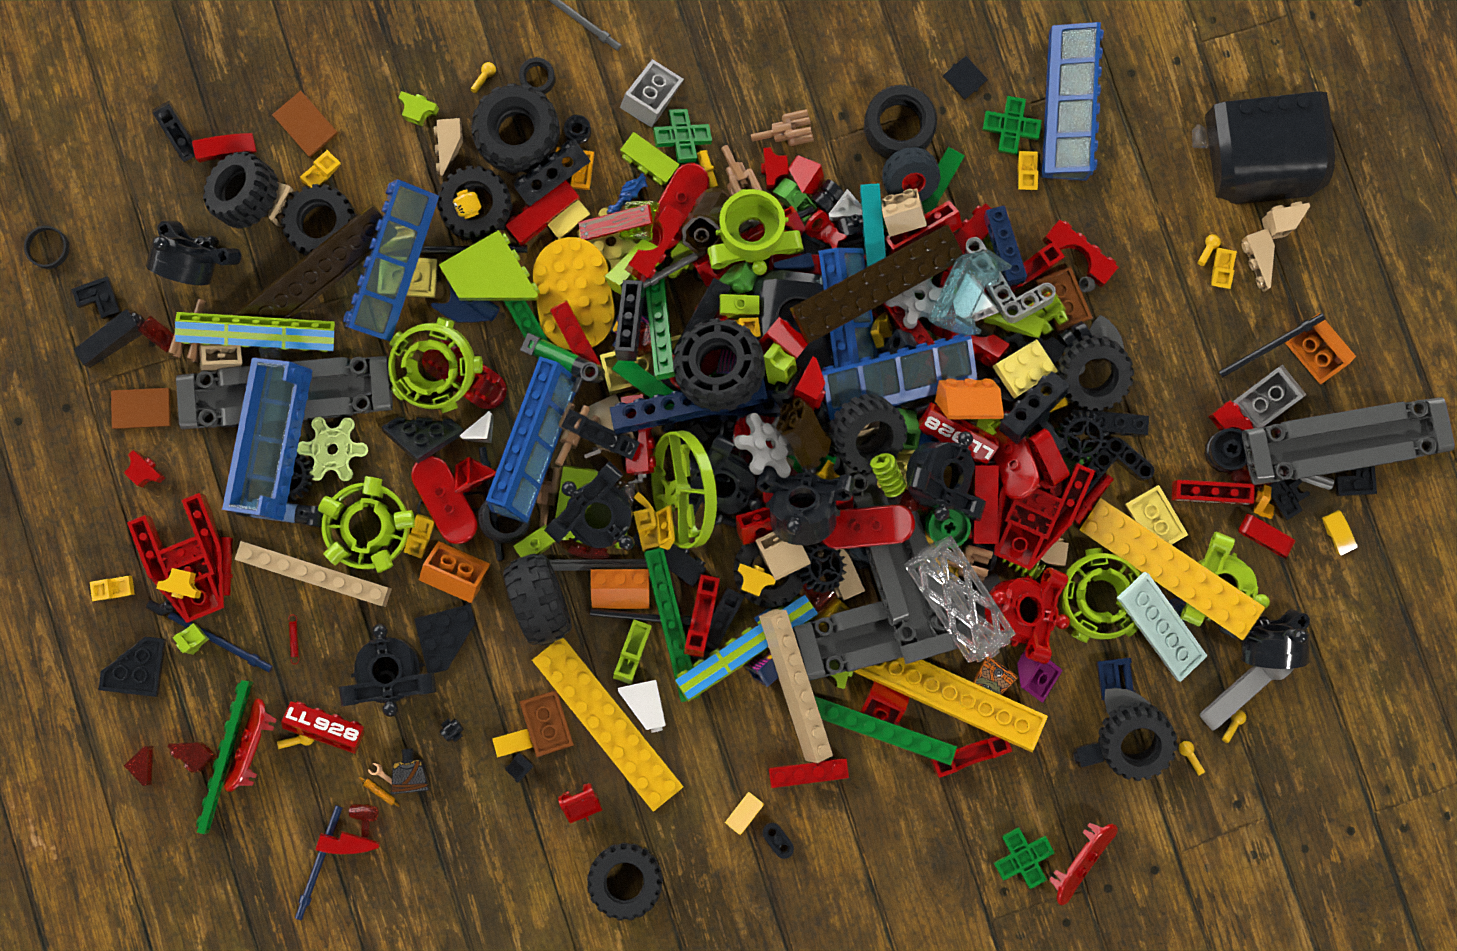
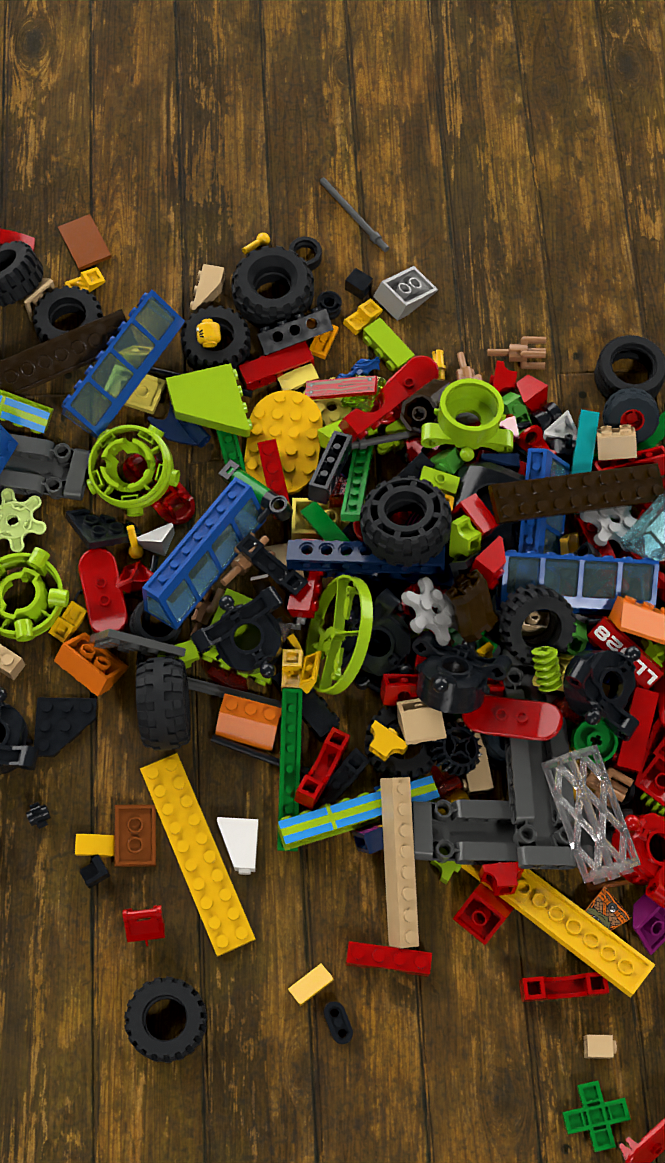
camera: 15 degrees right, 15 degrees down
(417, 108) = (189, 253): lime brick -> none
(461, 446) = (135, 550): none -> yellow bar
(493, 550) = (127, 642): none -> dark grey plate
(601, 96) = (358, 283): none -> black panel
(615, 131) = (363, 316): none -> yellow slope
(632, 652) = (242, 788): lime slope -> none
(682, 135) = (424, 333): green plate -> none
(886, 731) = (482, 937): green plate -> none
(892, 674) = (501, 877): none -> red brick
(1014, 797) = (599, 1046): none -> tan brick

